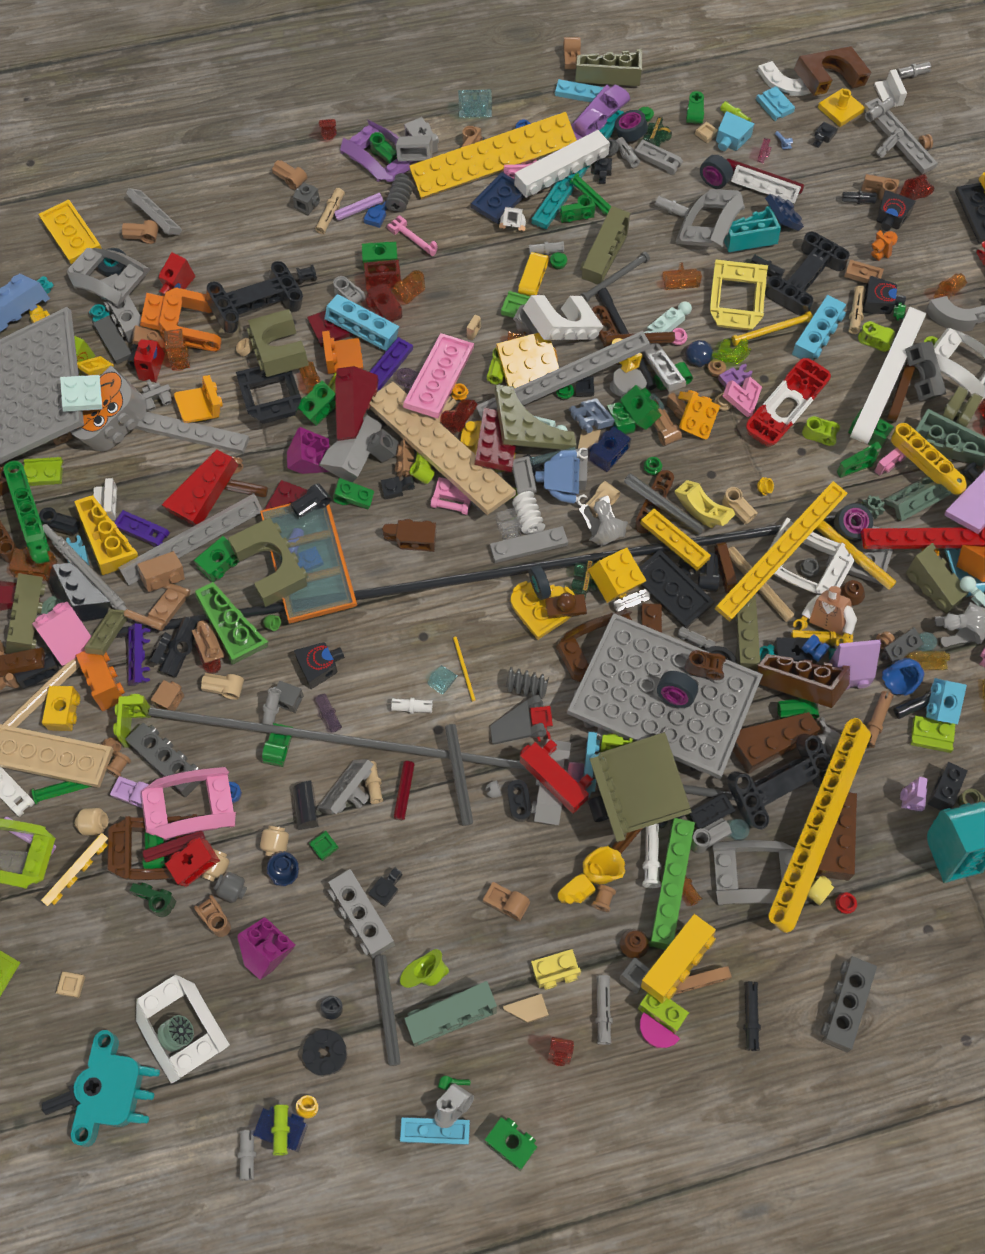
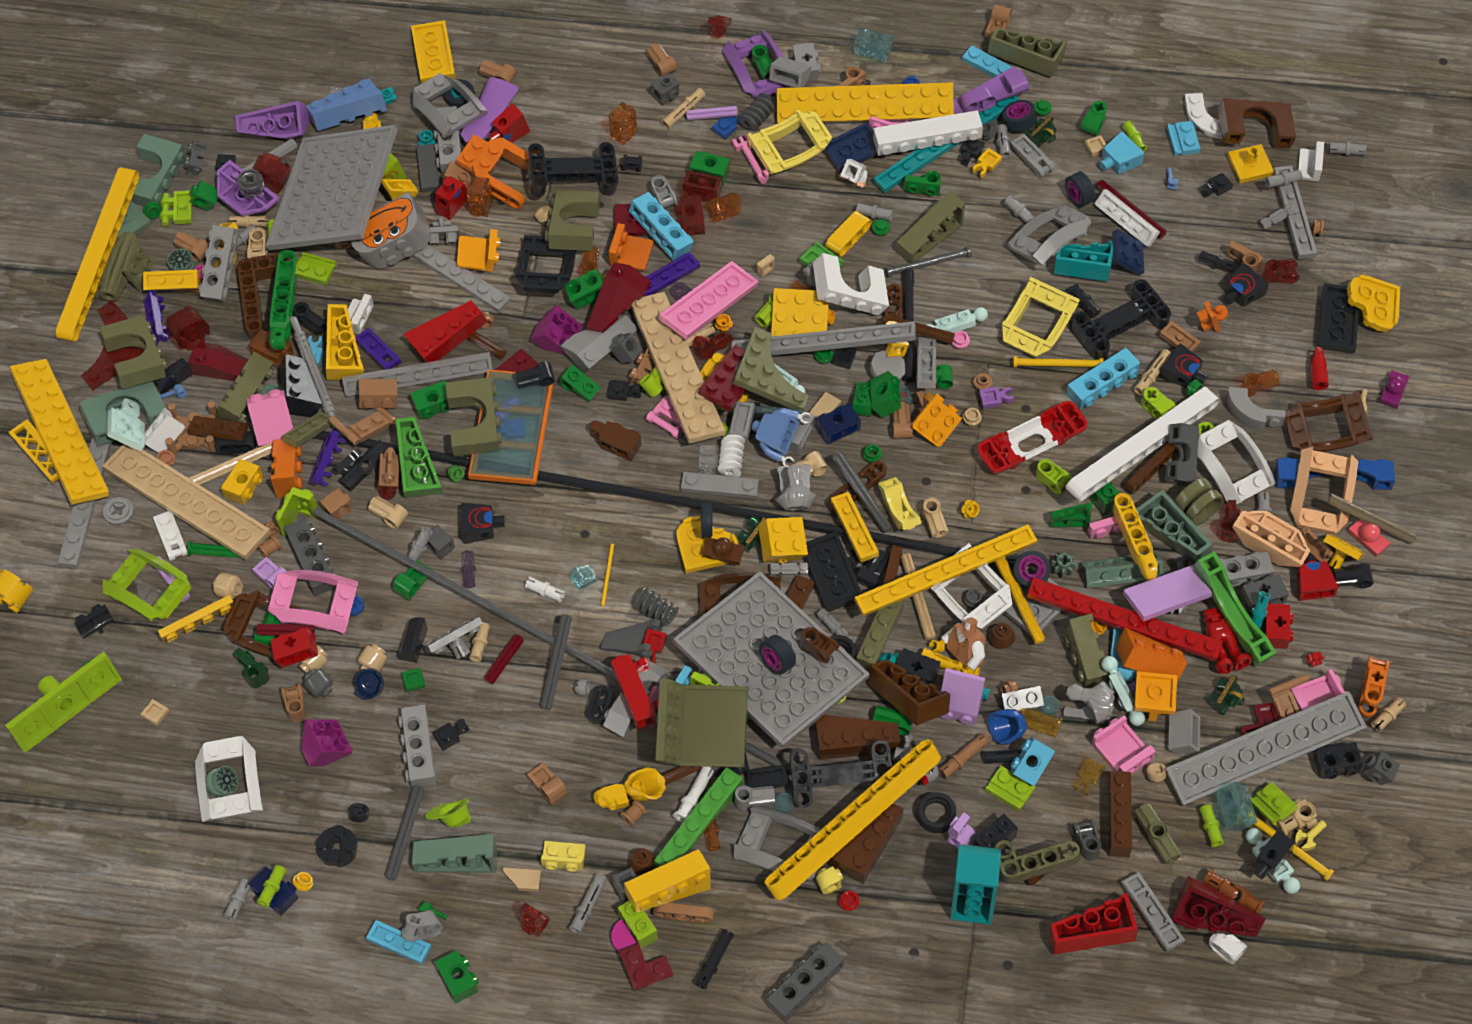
camera: 25 degrees right, 5 degrees down
(81, 393) = (371, 209): light aqua plate -> none
(115, 1097) = (145, 805): teal piece -> none
(151, 253) = (495, 98): none -> medium lavender panel
(161, 218) = (518, 57): light grey plate -> none
(282, 240) = (623, 123): none -> clear orange brick
(428, 227) = (767, 153): none -> light yellow wedge
(581, 185) = (943, 171): green axle -> none
(595, 413) = (841, 386): sand blue plate -> none
(623, 174) = (987, 161): none -> yellow plate
(681, 278) = (993, 284): clear orange panel -> none
(692, 1059) = (642, 973): none -> dark red plate
(699, 353) = (972, 362): dark blue hair -> none
(729, 355) = (1004, 372): clear neon green helmet -> none
(743, 398) = (992, 421): bright pink plate -> none
(764, 150) = (1143, 183): clear pink plate -> none
(815, 647) = (931, 668): blue wheel -> none
(892, 773) = (943, 799): none -> black tyre

